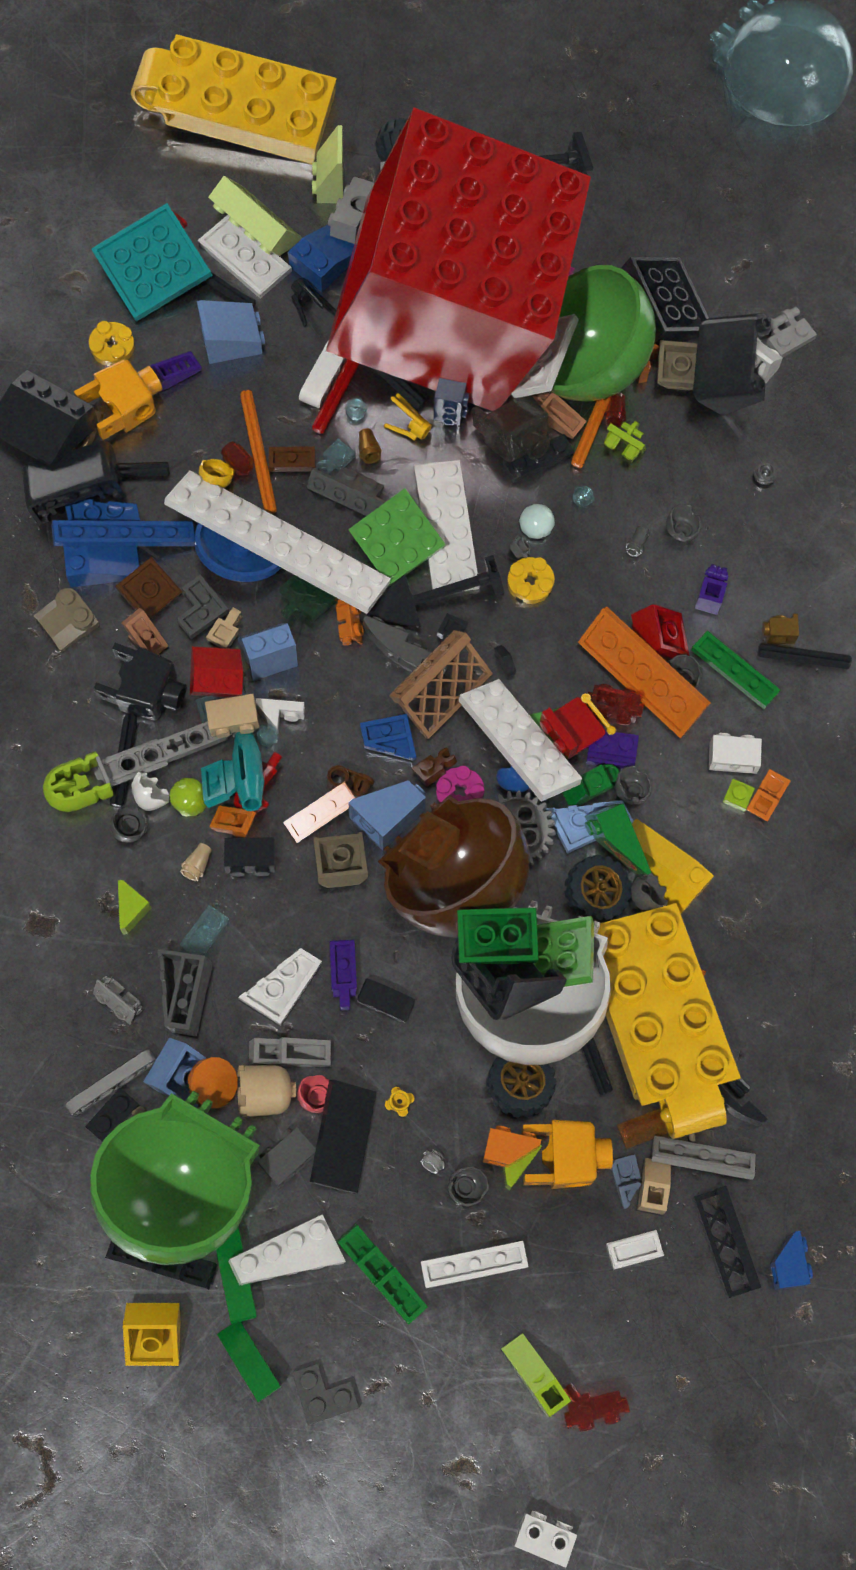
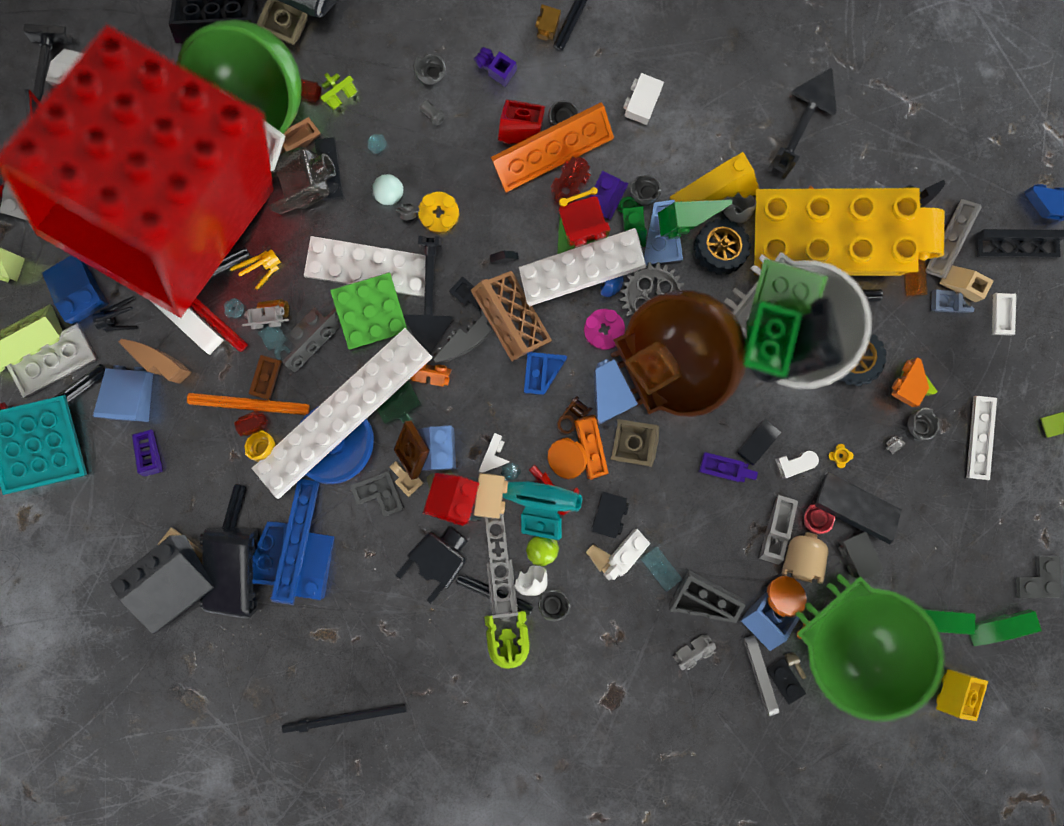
camera: 70 degrees left, 15 degrees up
(67, 619) = (354, 609): dark tan slope -> none
(110, 331) = (90, 504): yellow plate -> none
(125, 393) = (158, 504): light orange piece -> none
(131, 907) = (623, 622): lime slope -> none
(143, 632) = (390, 547): nougat slope -> none
(149, 588) = (349, 532): reddish brown tile -> none
(209, 886) = (626, 554): none -> white hinge
(232, 821) = (578, 521): orange slope -> none
(257, 620) = (411, 450): none -> reddish brown plate
(274, 348) = (157, 361): none -> medium nougat slope
(282, 988) = (724, 519): white wing -> none
(297, 1250) = (934, 571): white wing -> none
(300, 789) = (567, 458): none -> orange tile
(349, 210) = (49, 260): light grey arch -> none
(358, 439) = (272, 316): none -> light grey hinge
(378, 1059) = (805, 461): none -> white leg
(382, 1274) = (967, 509): green slope -> none
(432, 768) = (580, 346): reddish brown plate -> none
(450, 402) = (257, 225): dark blue brick -> none
(571, 1154) = (925, 337): light orange piece -> none
(590, 432) = (323, 121): orange axle -> none
(735, 669) = (570, 72): green plate -> none
(738, 795) = (675, 109): lime plate -> none
(768, 795) = (684, 88): orange slope -> none
(816, 947) = (818, 93): none -> black piece

